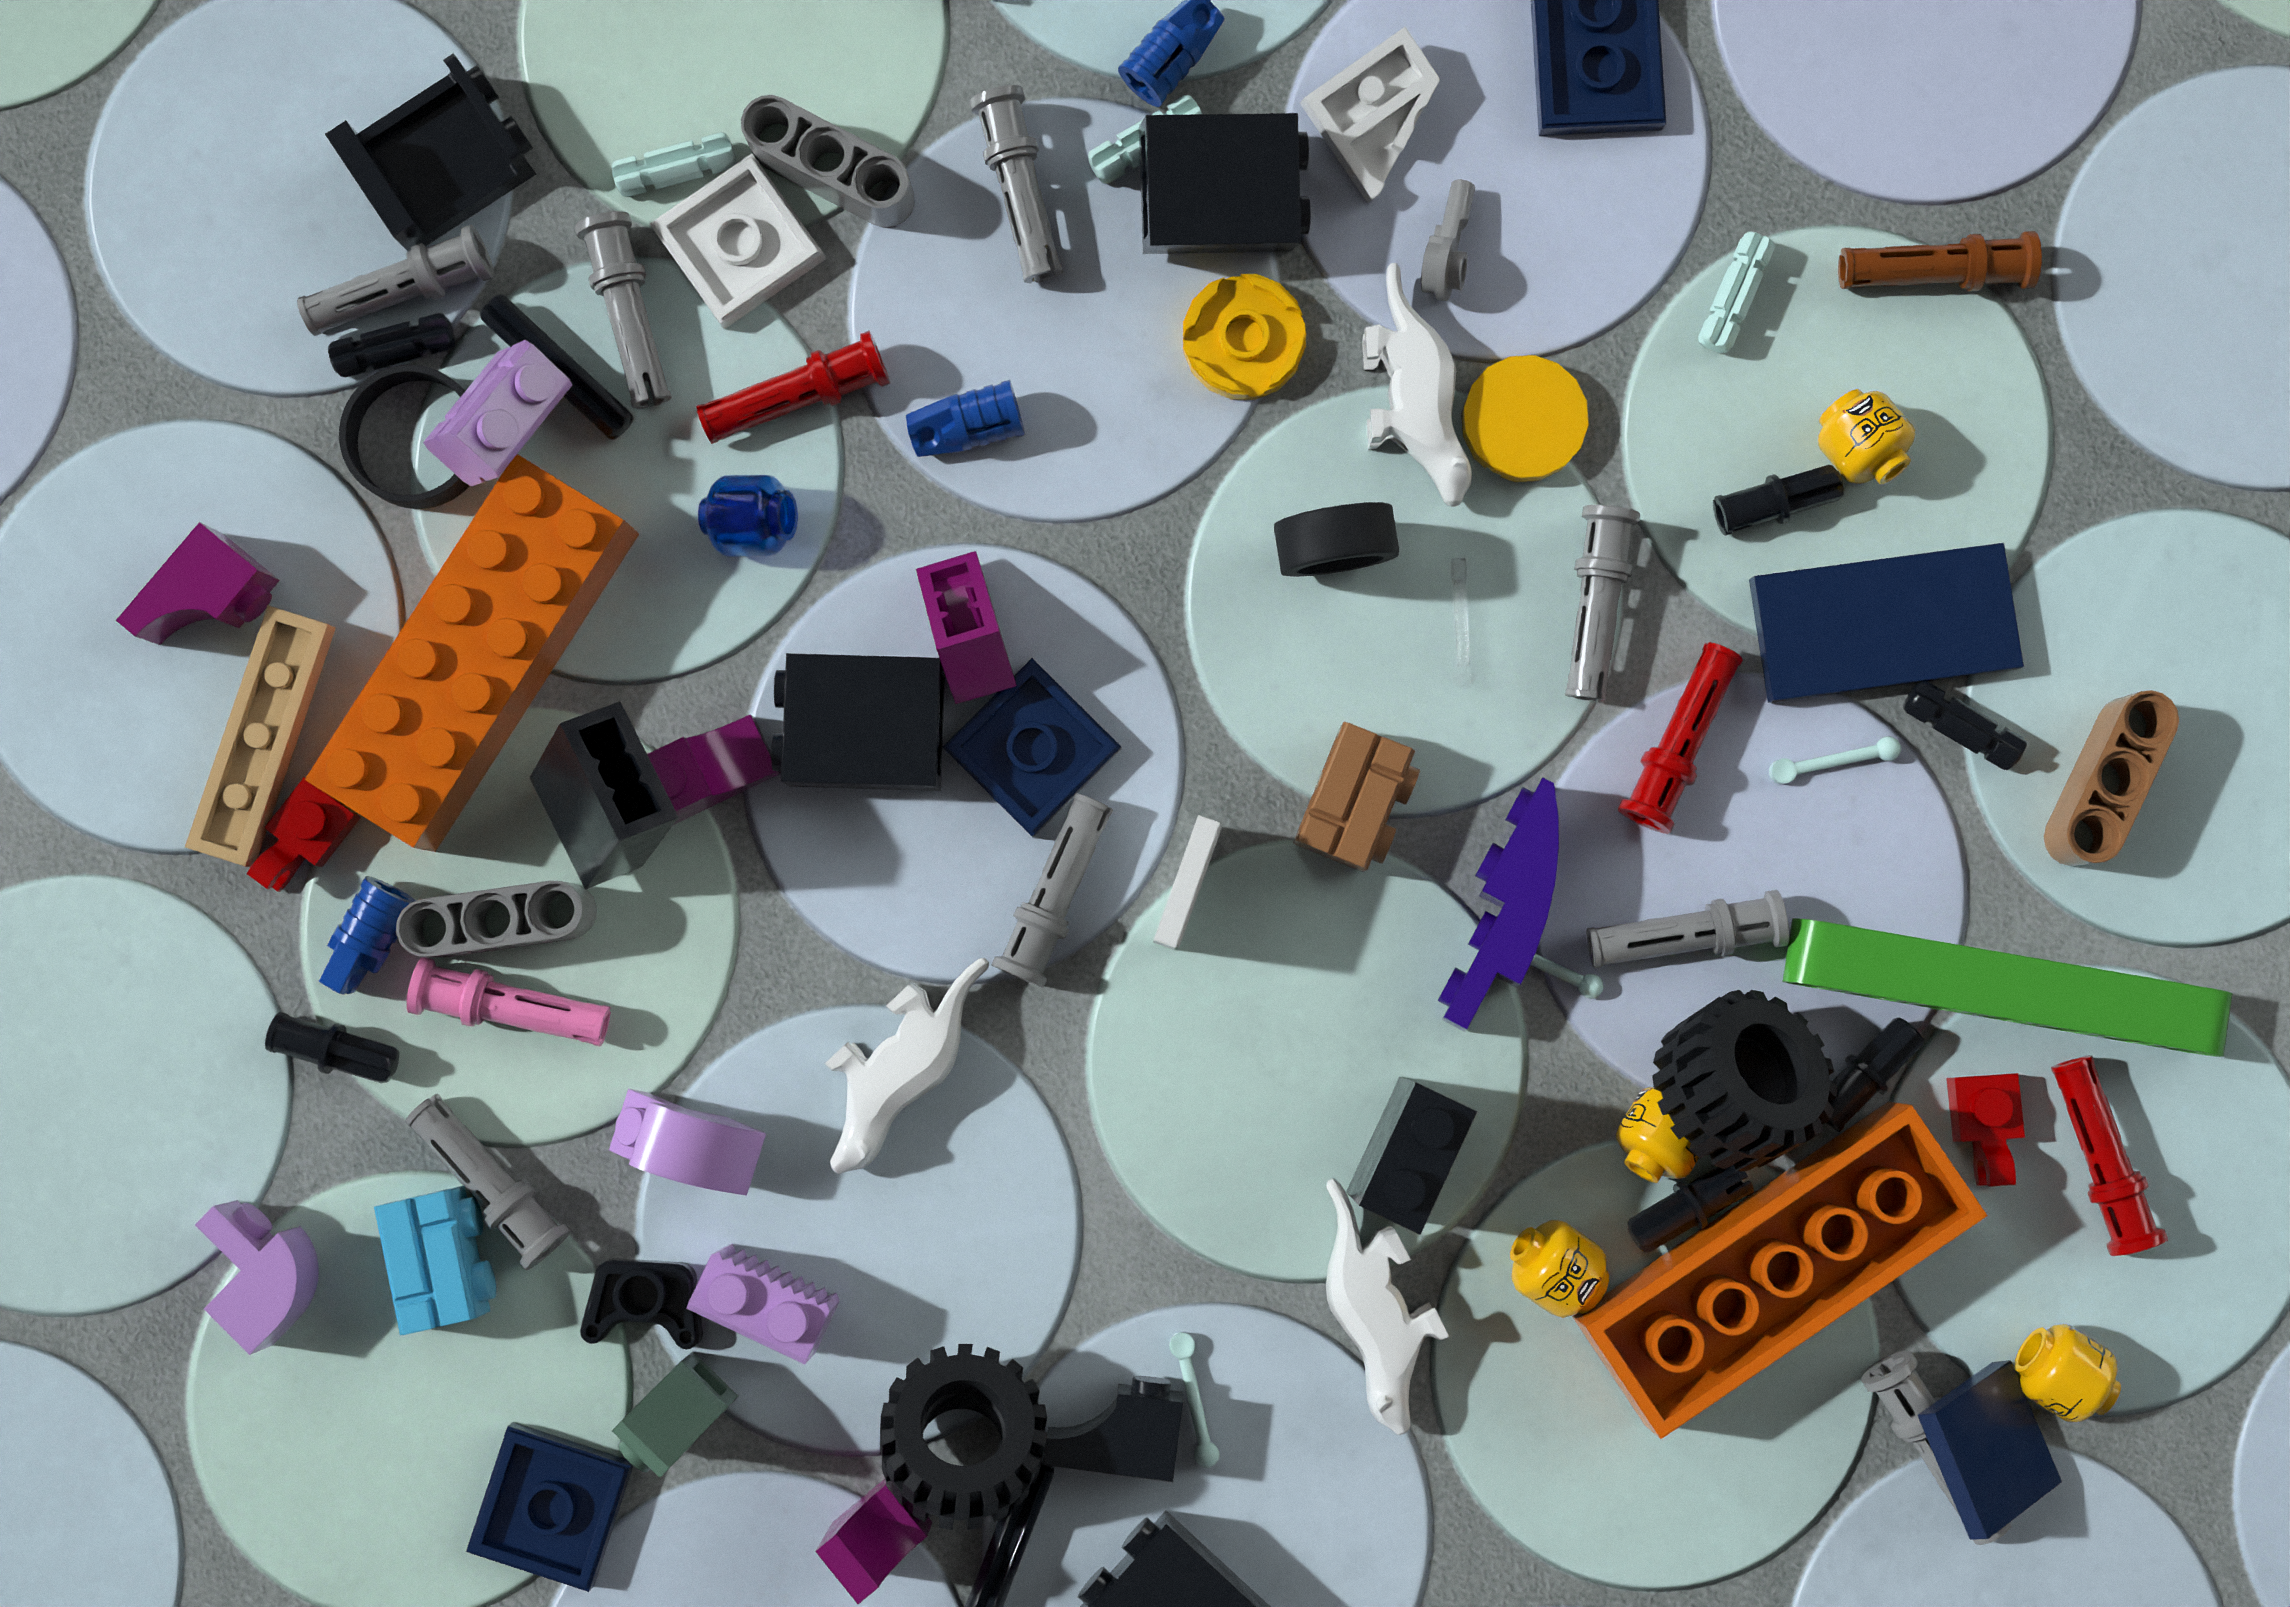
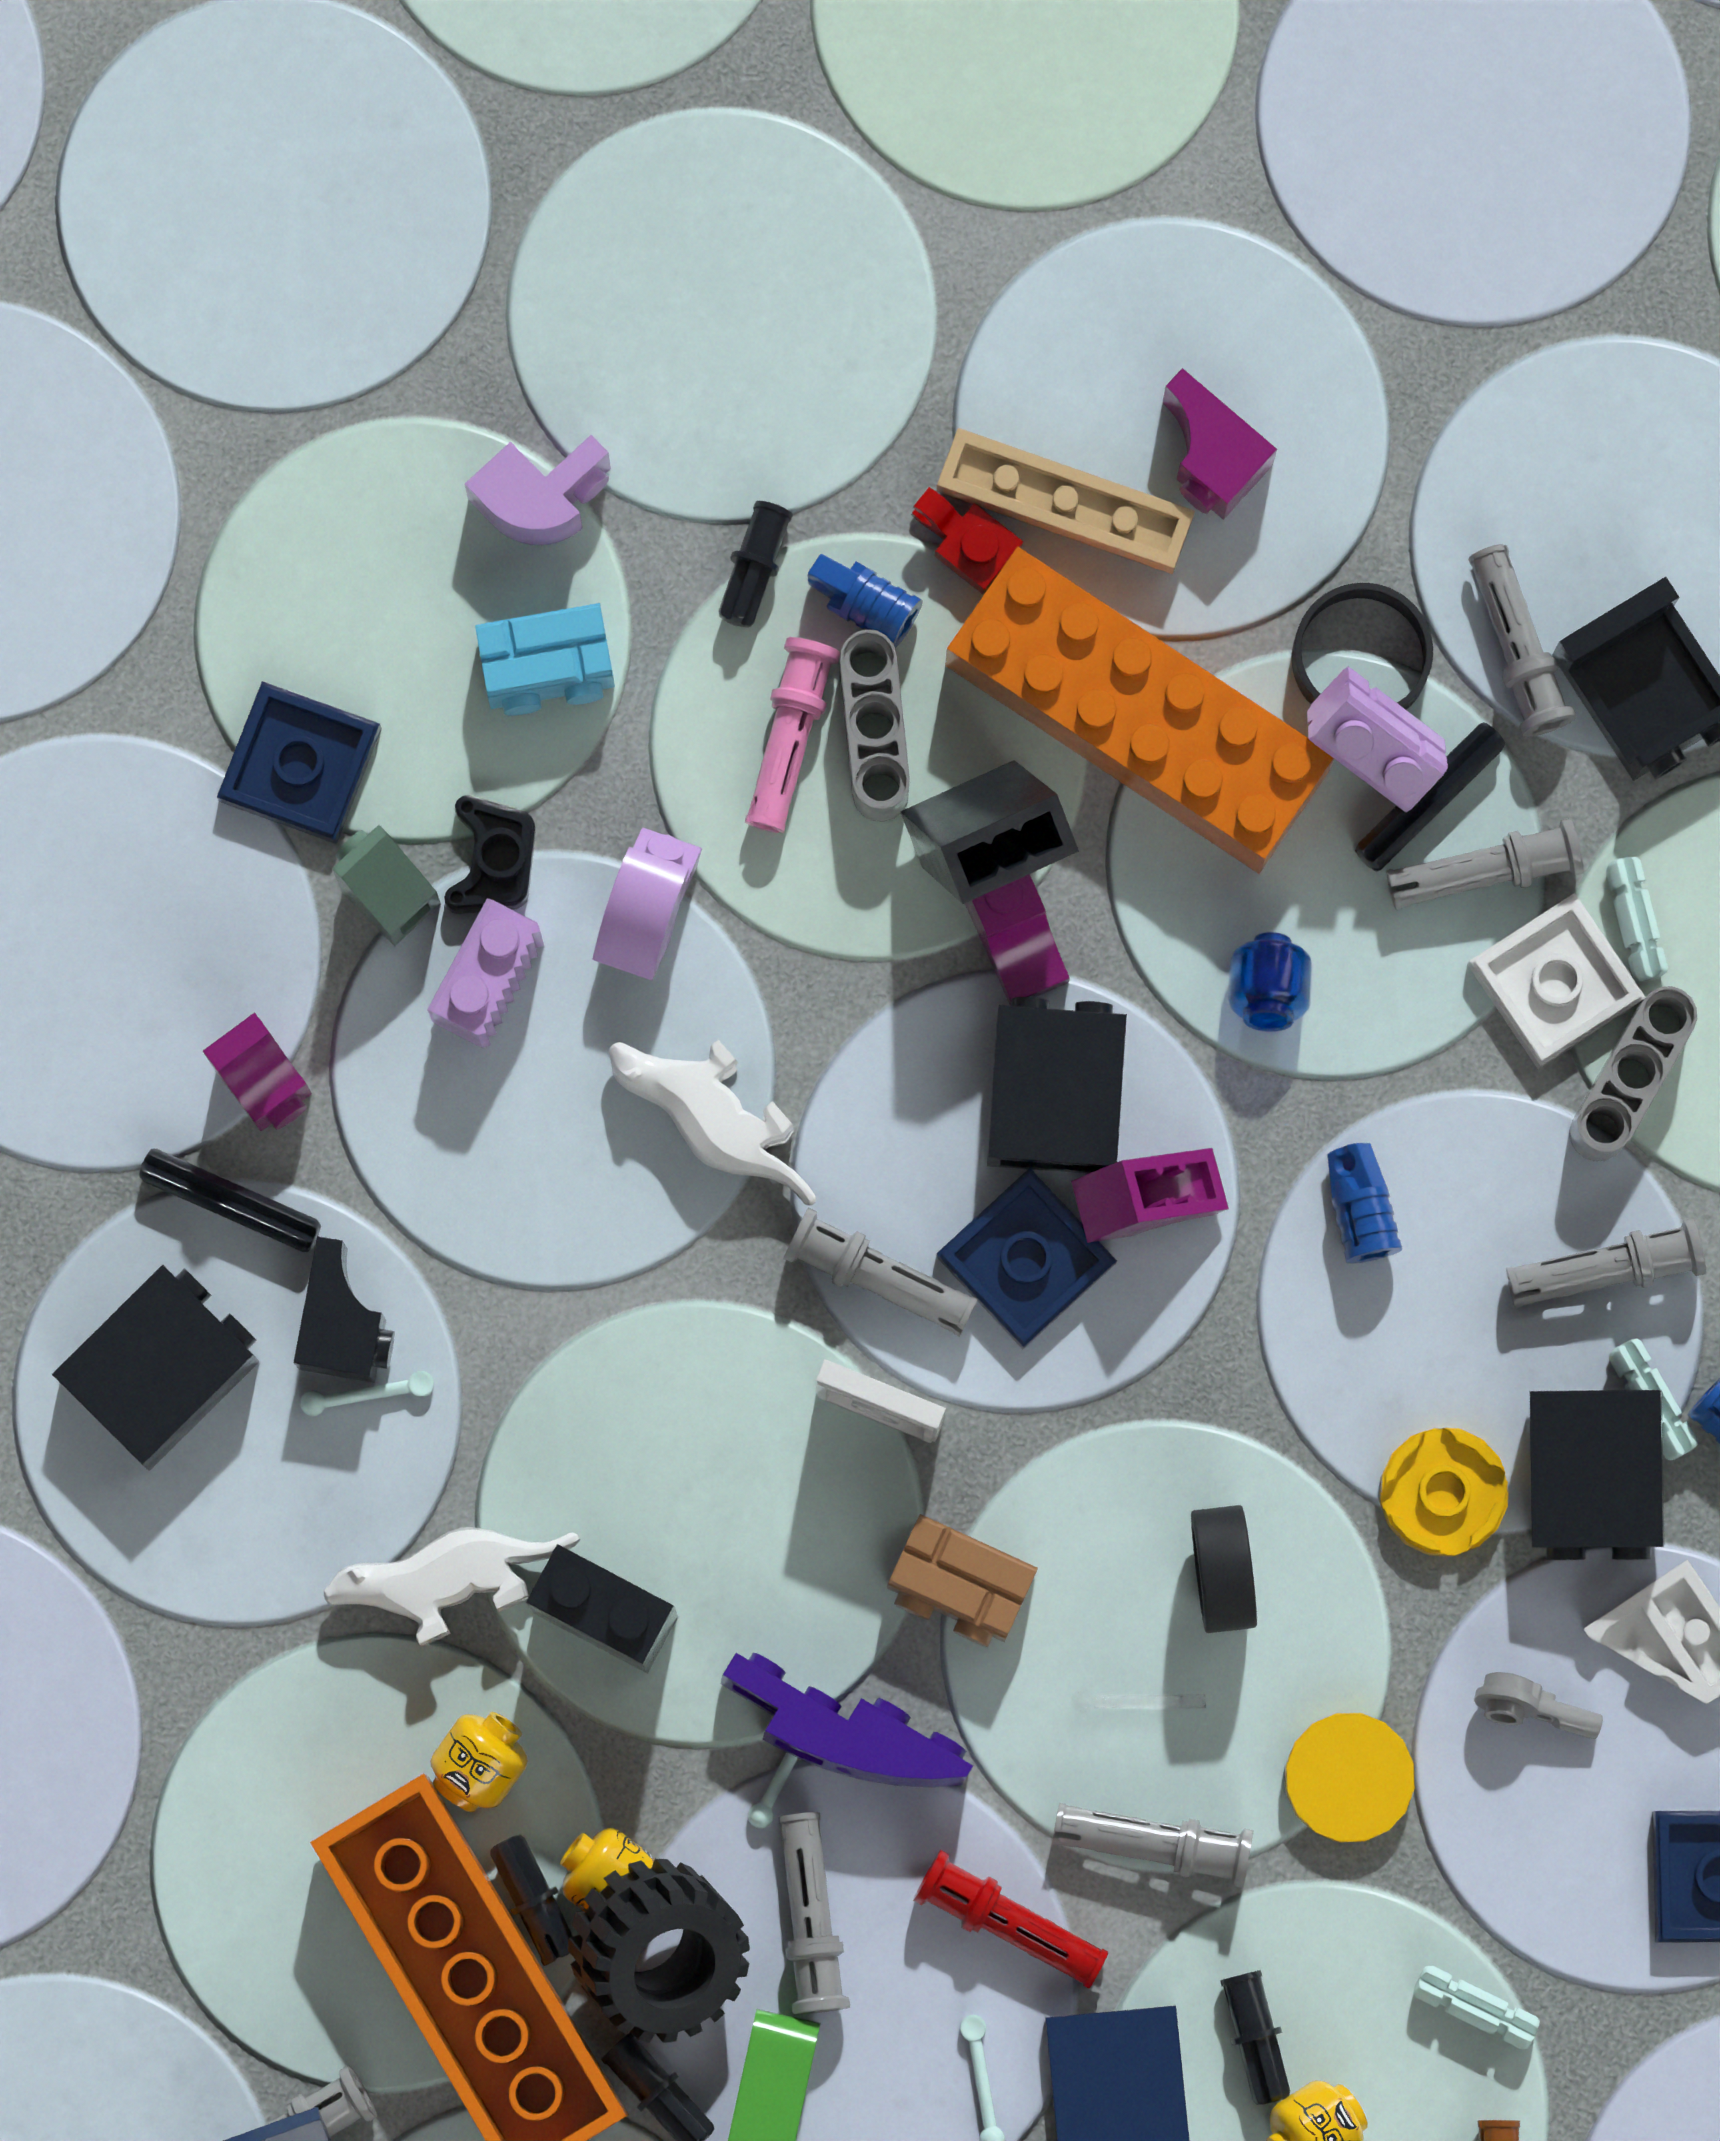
camera: 90 degrees right, 5 degrees down
(391, 345) = (1457, 634): black axle -> none
(505, 1202) = (596, 727): light grey pin -> none
(822, 379) = (1408, 1058): red pin -> none
(971, 1384) = (397, 1159): black tyre -> none
(1418, 394) = (1376, 1667): white animal -> none

